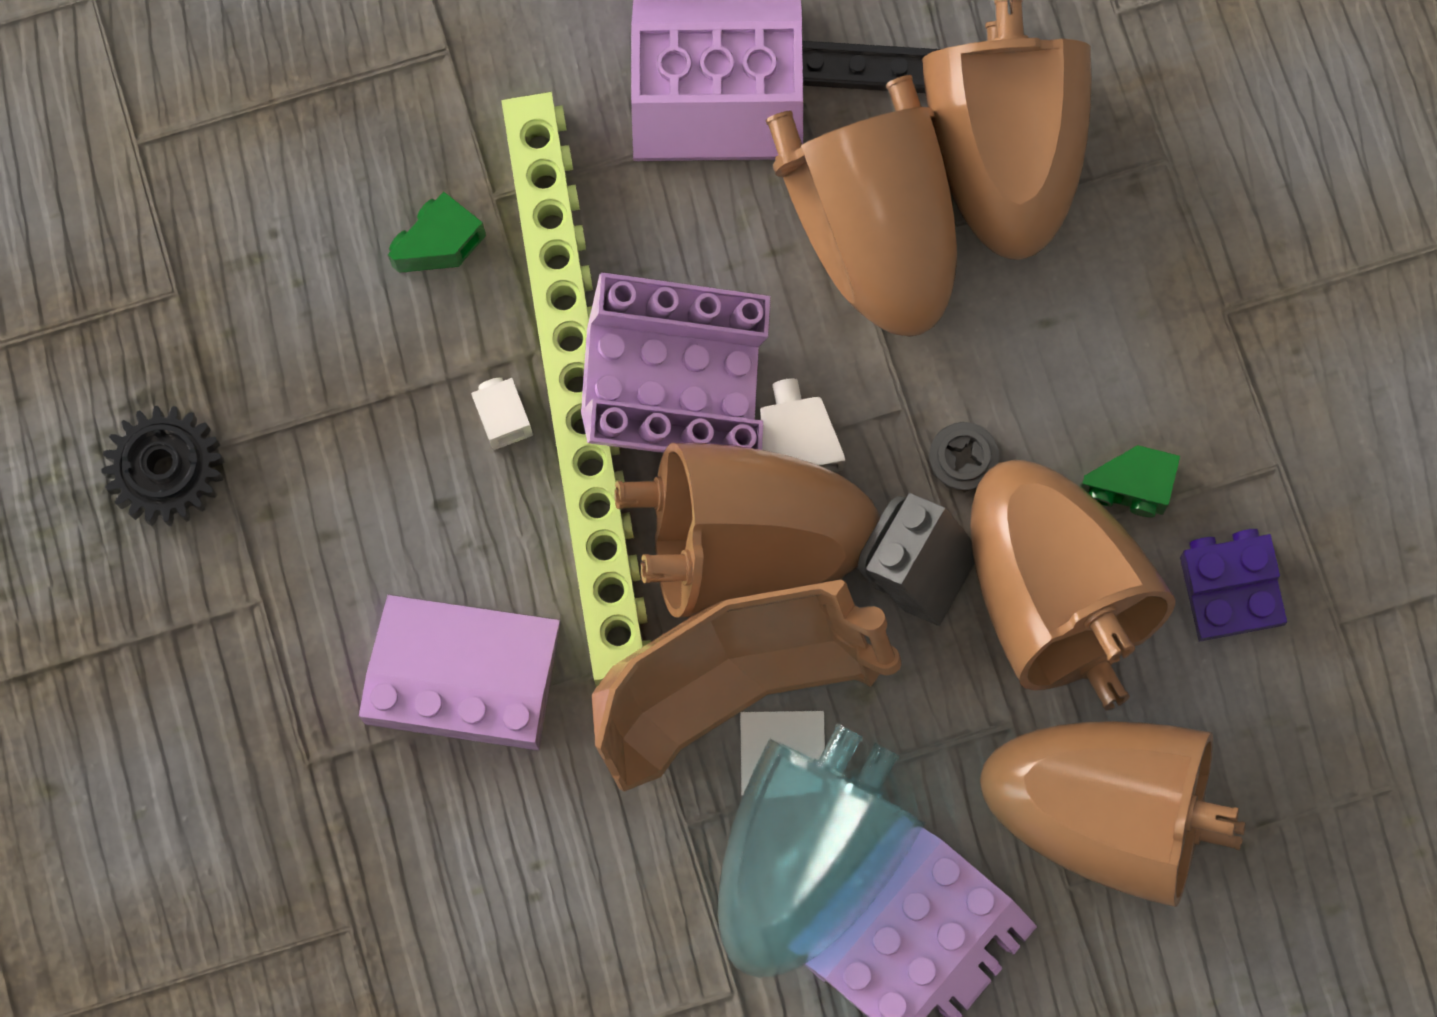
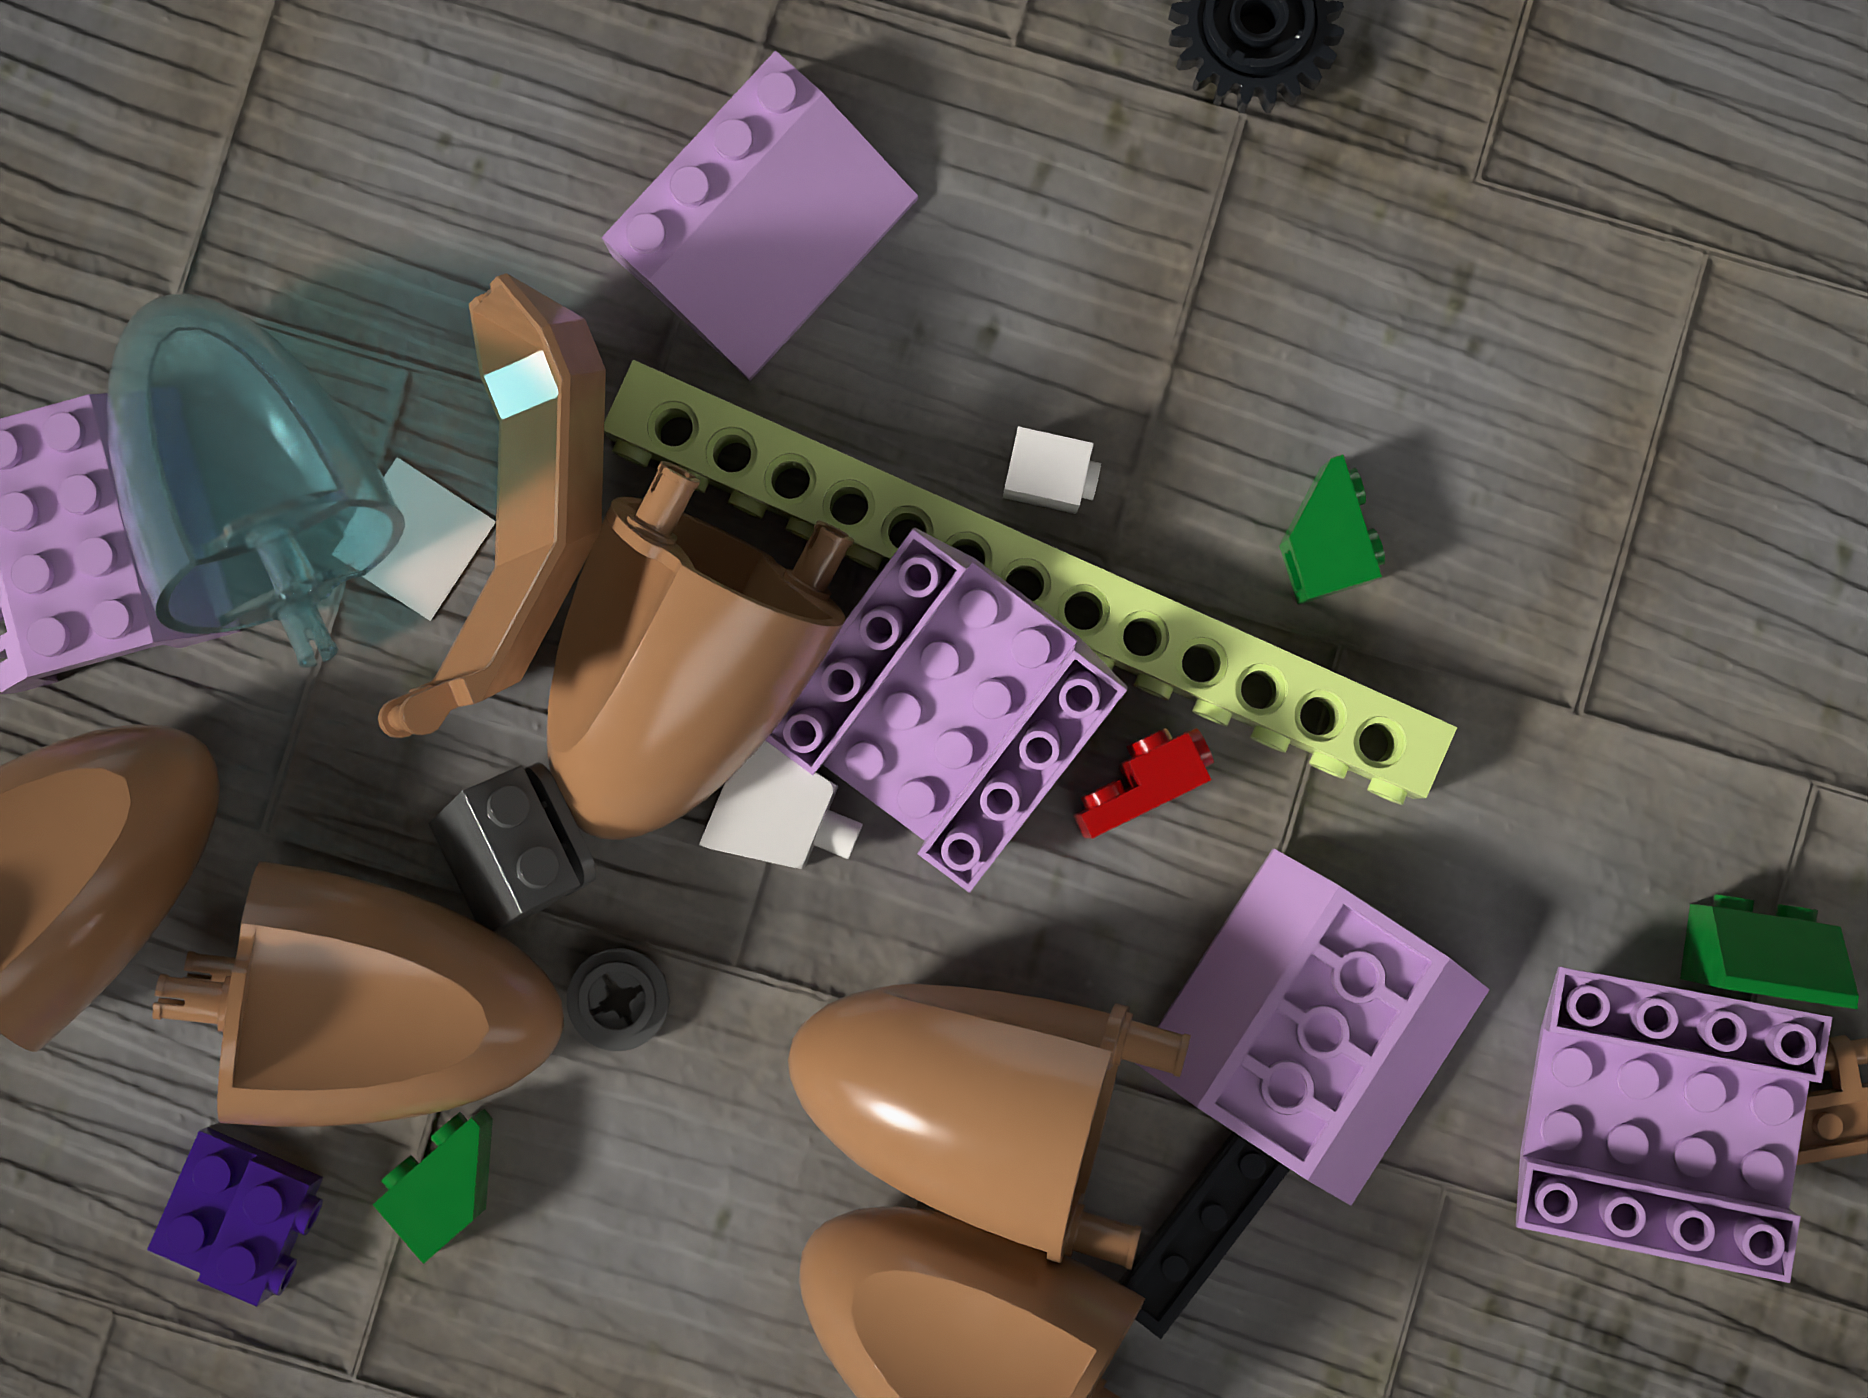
camera: 120 degrees right, 10 degrees up
(638, 239) = (1155, 774): none -> red plate

